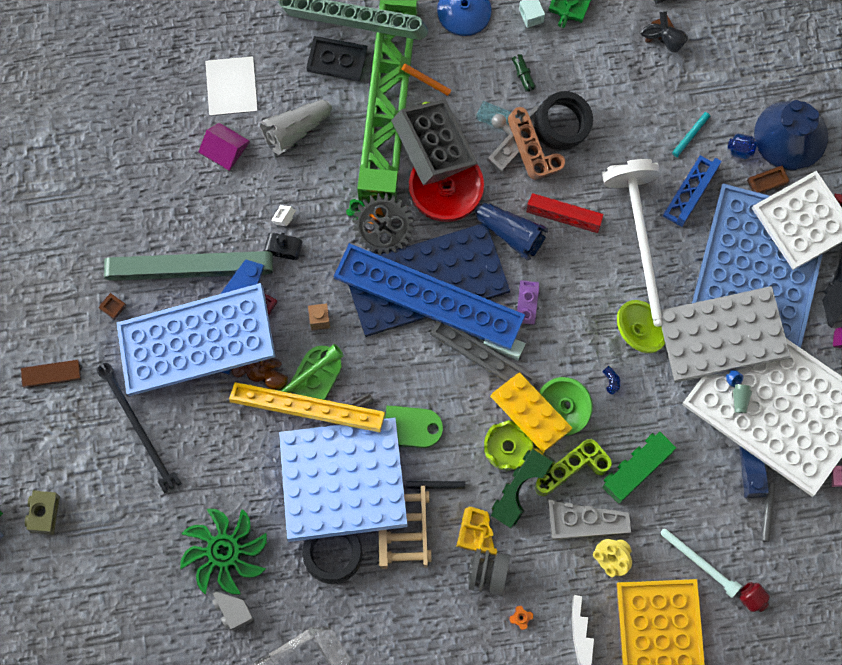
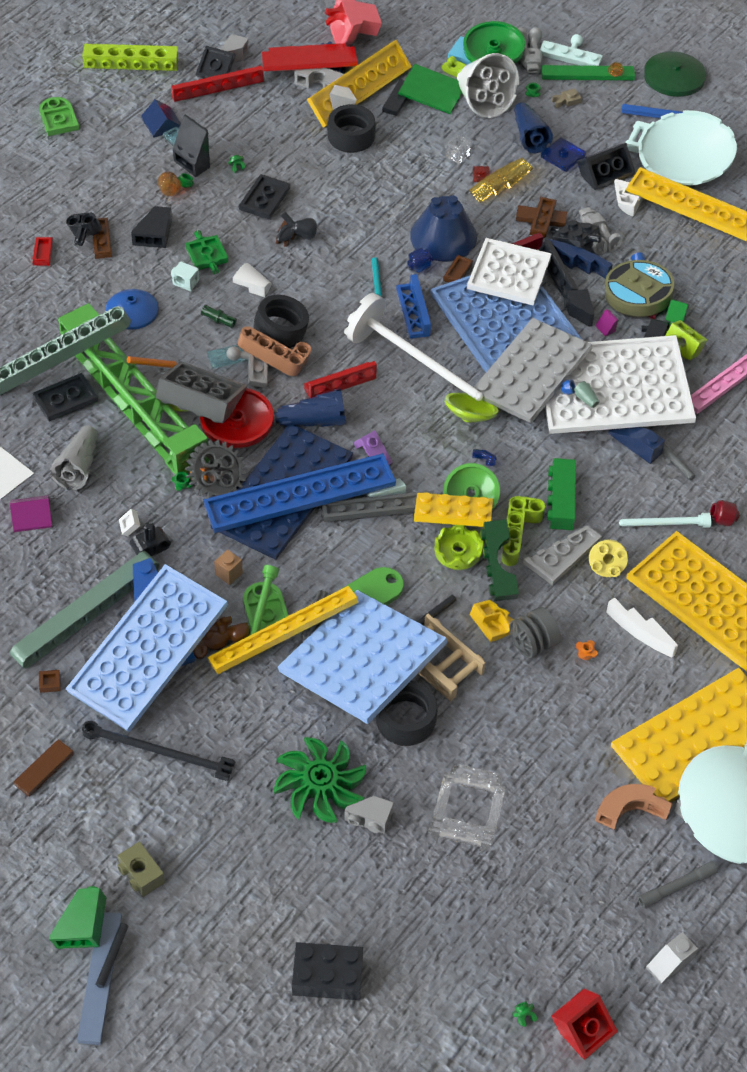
camera: 45 degrees left, 20 degrees down
(585, 56) = (251, 278): none -> white slope

